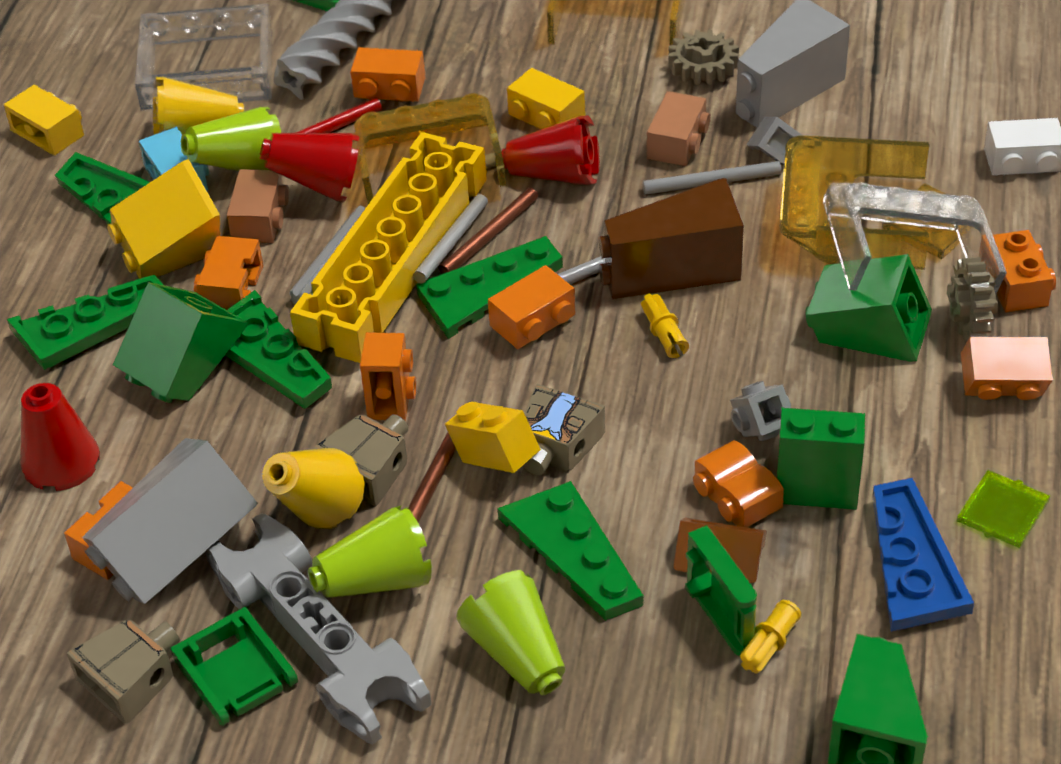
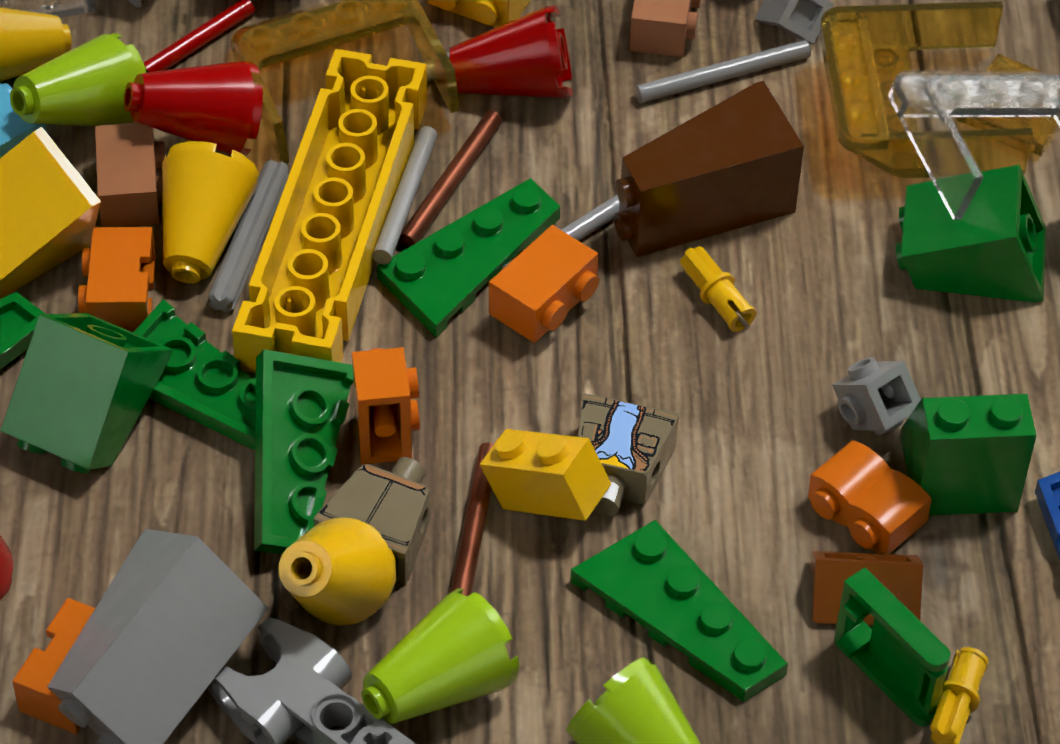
camera: 15 degrees left, 5 degrees up
(299, 229) = (202, 206): none -> yellow cone
(318, 390) = (296, 434): none -> green wing

